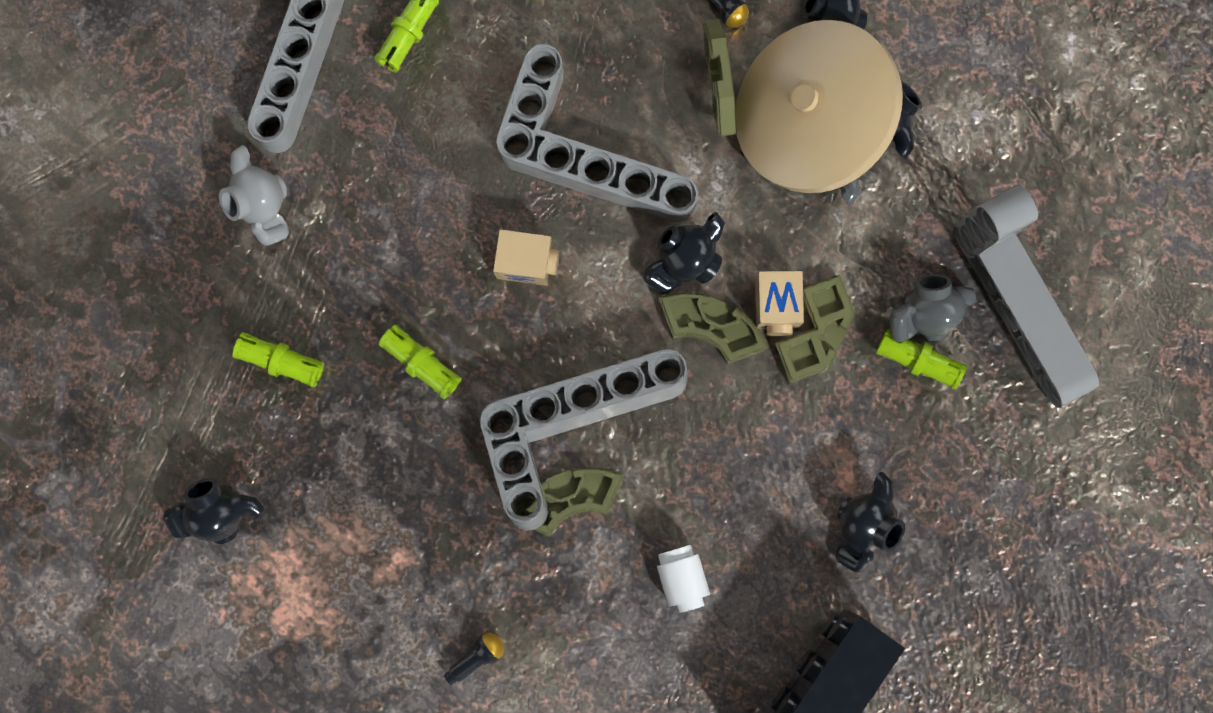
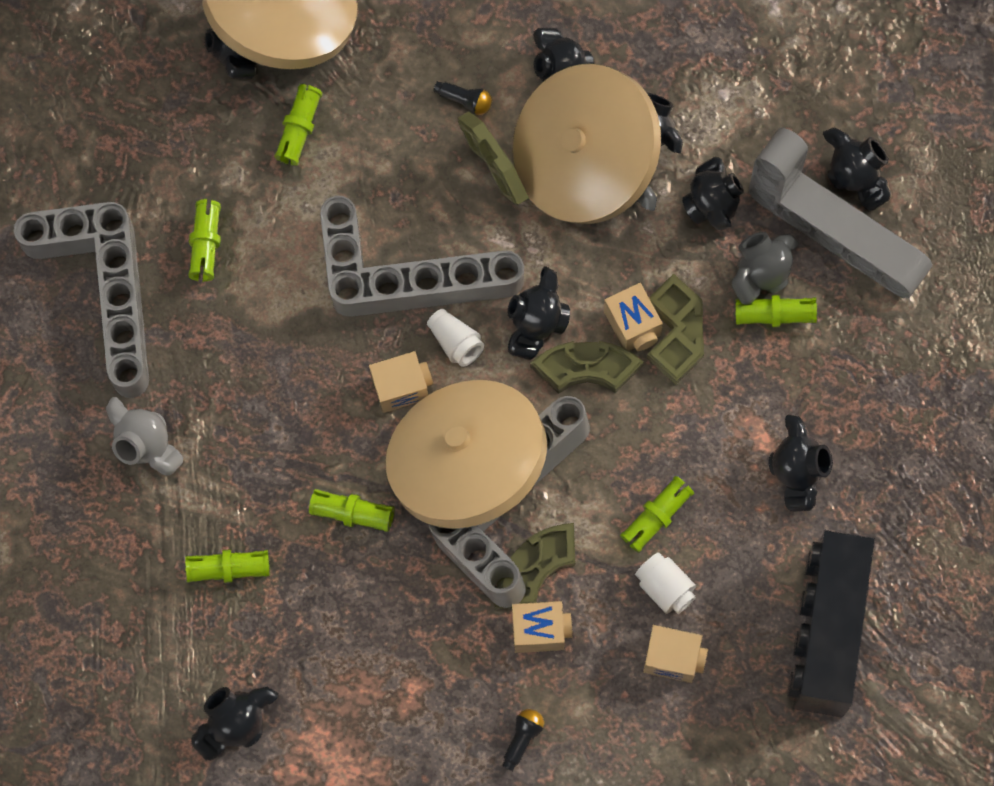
camera: 25 degrees left, 10 degrees down
(542, 562) = (540, 627): none -> tan brick
(551, 363) = (466, 454): none -> tan dish
(598, 238) = (457, 339): none -> white cone
(657, 652) = (675, 654): none -> tan brick
(707, 505) = (657, 514): none -> lime pin
(917, 215) = (713, 195): none -> black piece
(1073, 254) = (857, 168): none -> black piece

